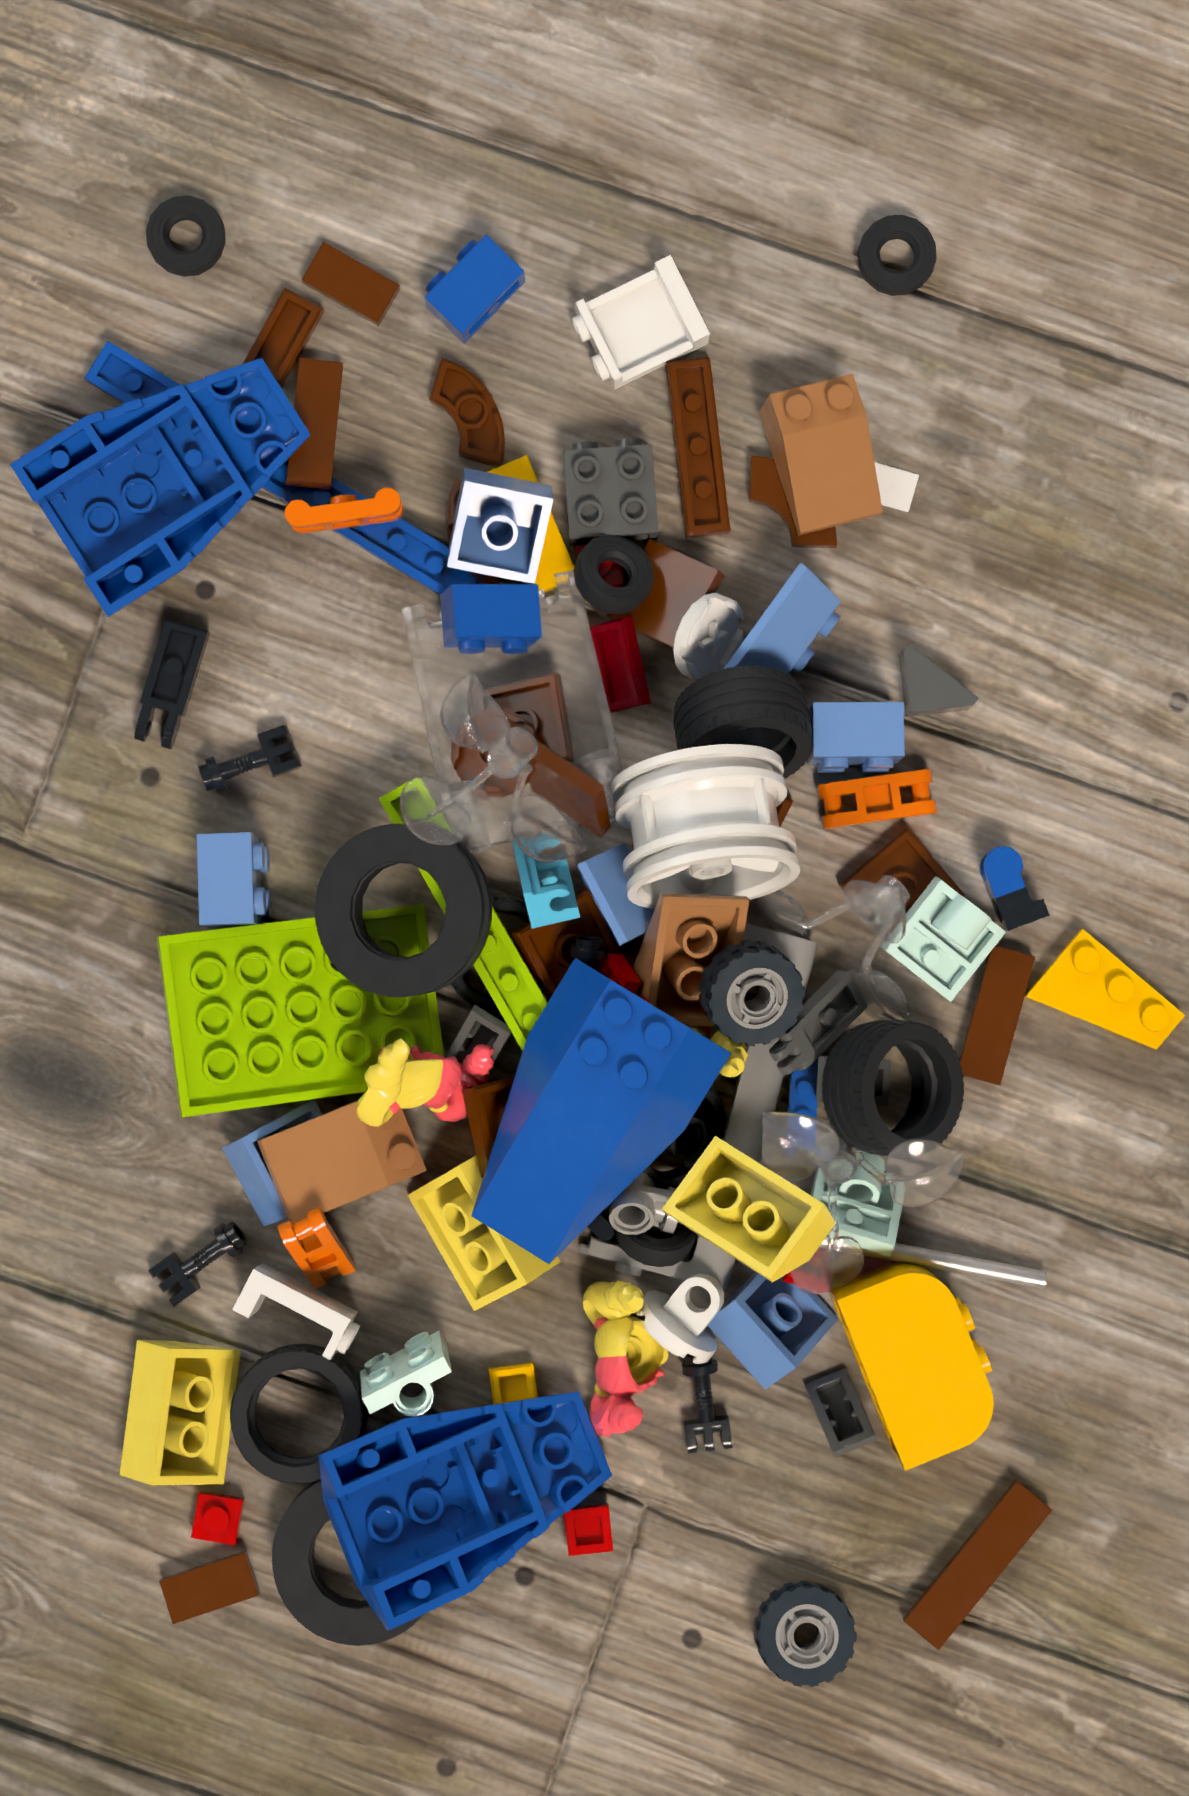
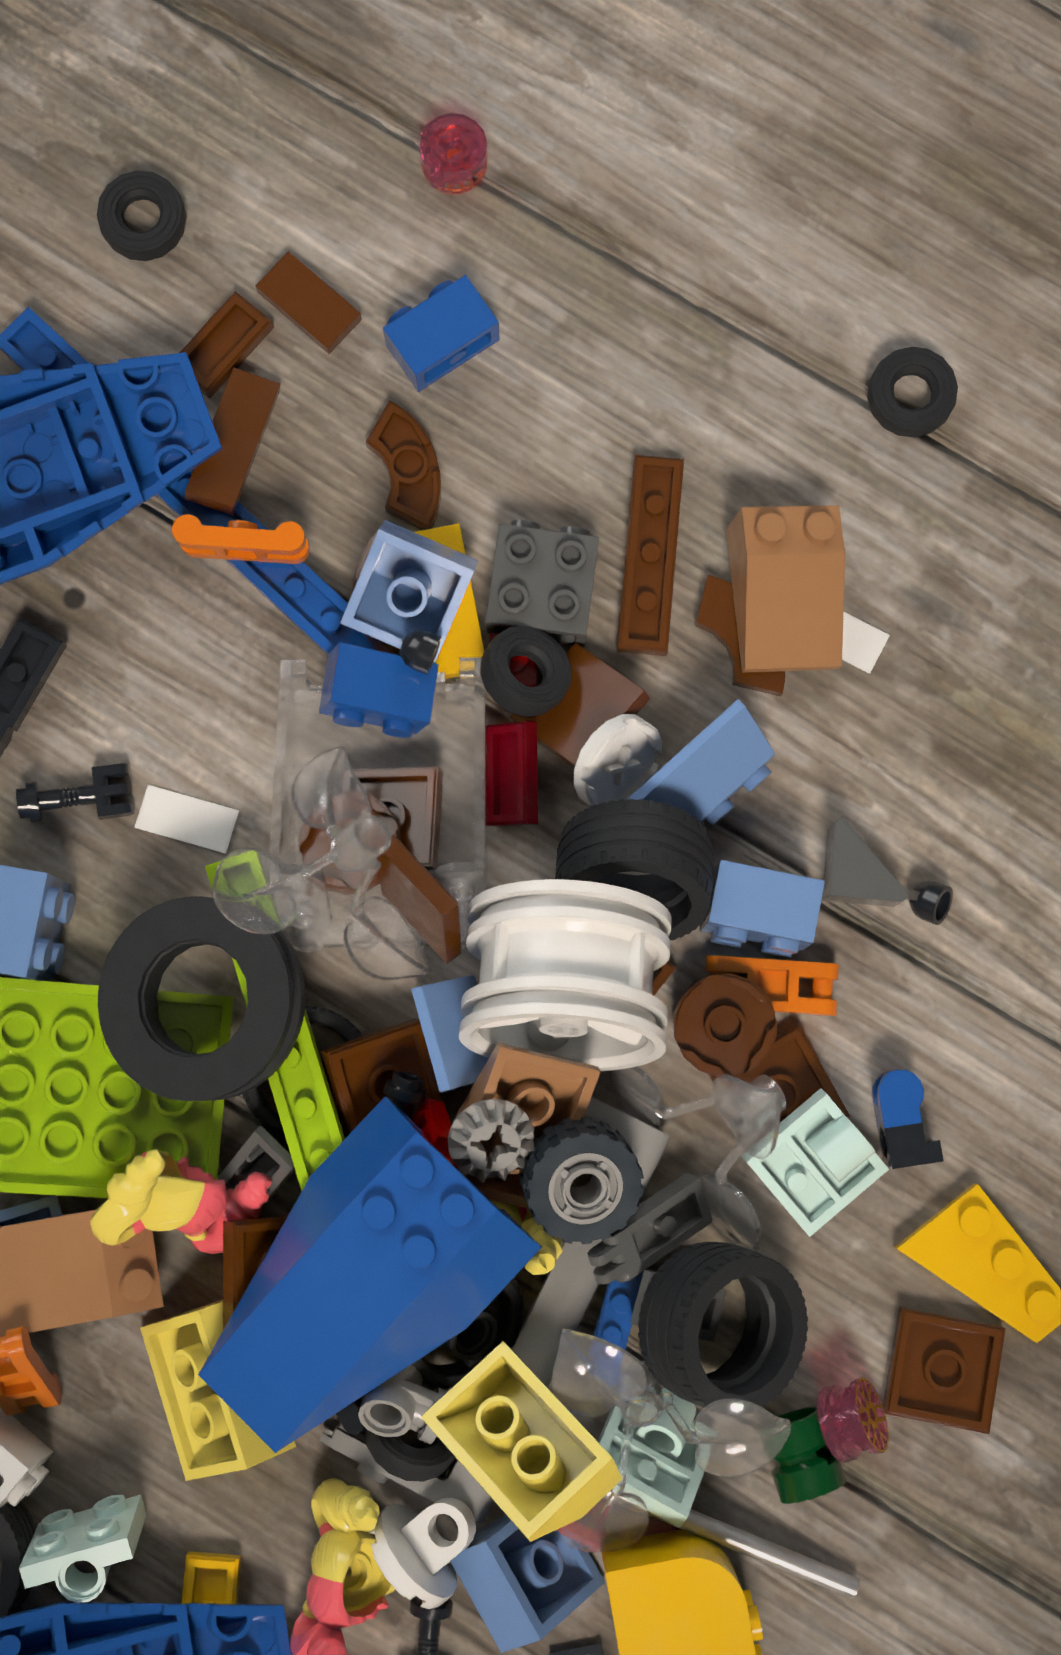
camera: 10 degrees right, 5 degrees down
(347, 761) = (186, 819): none -> white sticker
(449, 122) = (453, 152): none -> clear pink wheel
(520, 576) = (420, 650): none -> black hinge
(546, 890) = (372, 1011): medium azure hinge -> none
(641, 325) = (616, 409): white panel -> none
(658, 963) = (478, 1124): none -> light grey gear
(844, 839) = (724, 1024): none -> reddish brown tile
(981, 1183) = (805, 1463): none -> dark green wheel
(995, 1014) = (858, 1262): reddish brown tile -> none
(999, 699) = (932, 901): none -> black hinge
(1015, 1142) = (852, 1420): none -> clear pink wheel
(1084, 1088) = (944, 1370): none -> reddish brown tile

